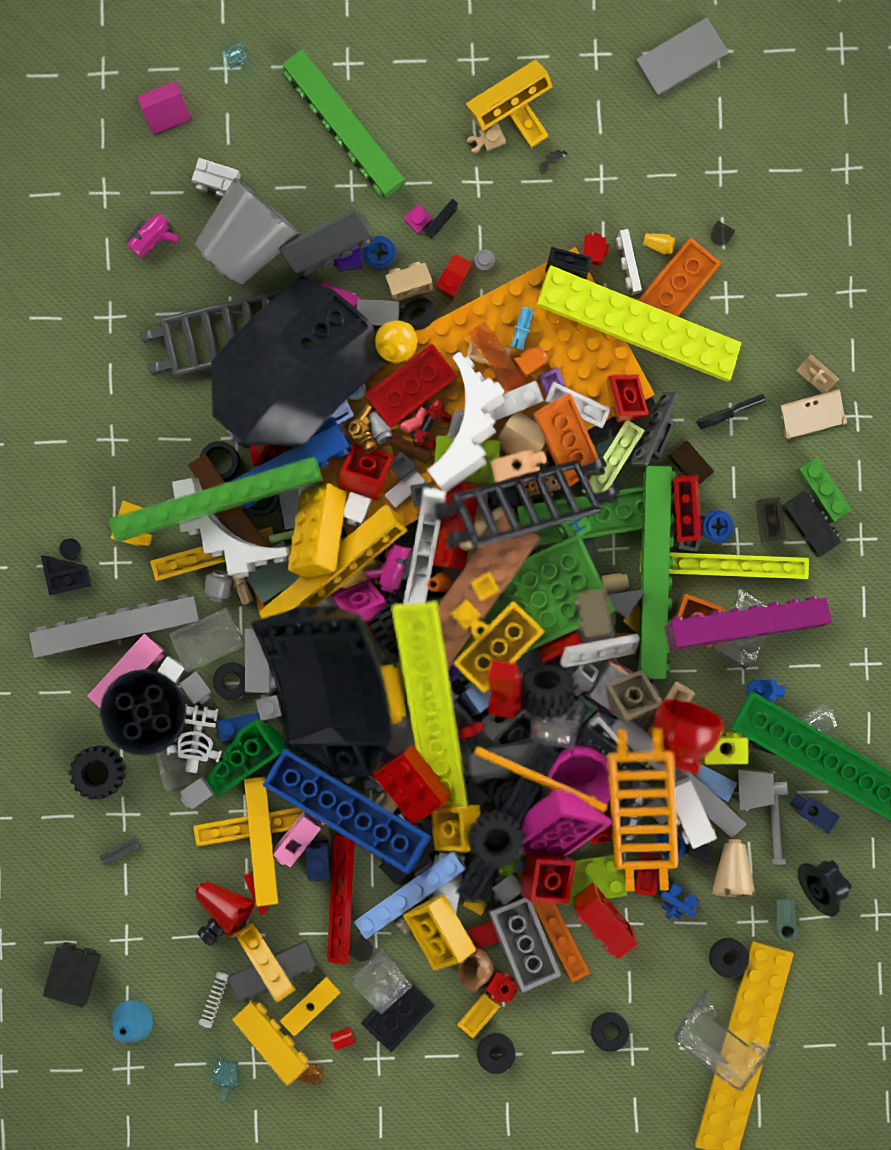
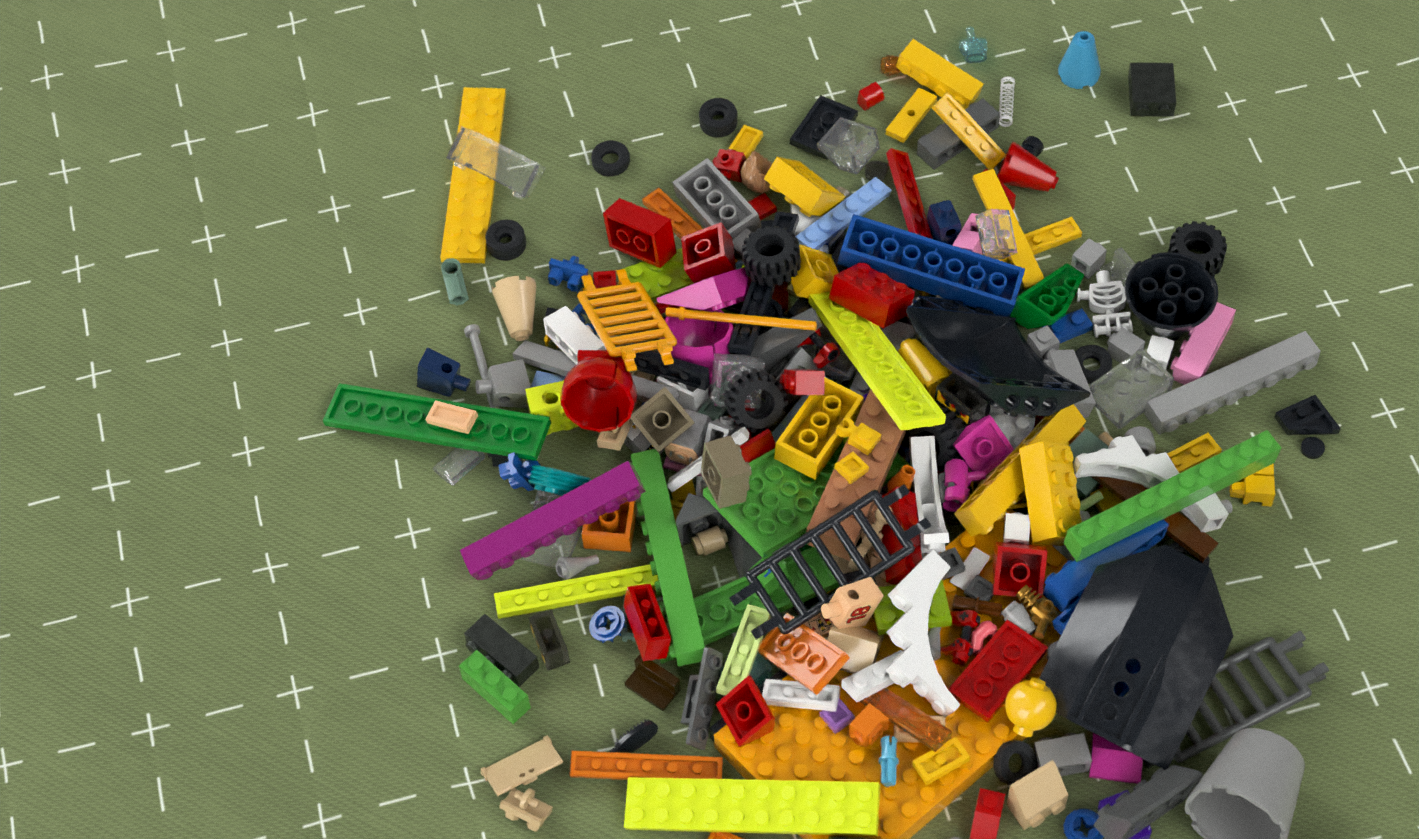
camera: 165 degrees right, 30 degrees down
(119, 851) = (1146, 197): dark grey axle -> none
(149, 233) = (1363, 782): dark pink piece -> none
(276, 830) = (996, 233): none -> clear brick
(471, 319) = (939, 763): none -> yellow plate
(713, 388) = (624, 765): none -> orange tile
(734, 665) = (555, 480): none -> teal brick
(738, 587) = (570, 566): none -> light grey cone
(817, 756) = (451, 417): none -> light nougat tile
(824, 886) = (419, 312): black piece -> none

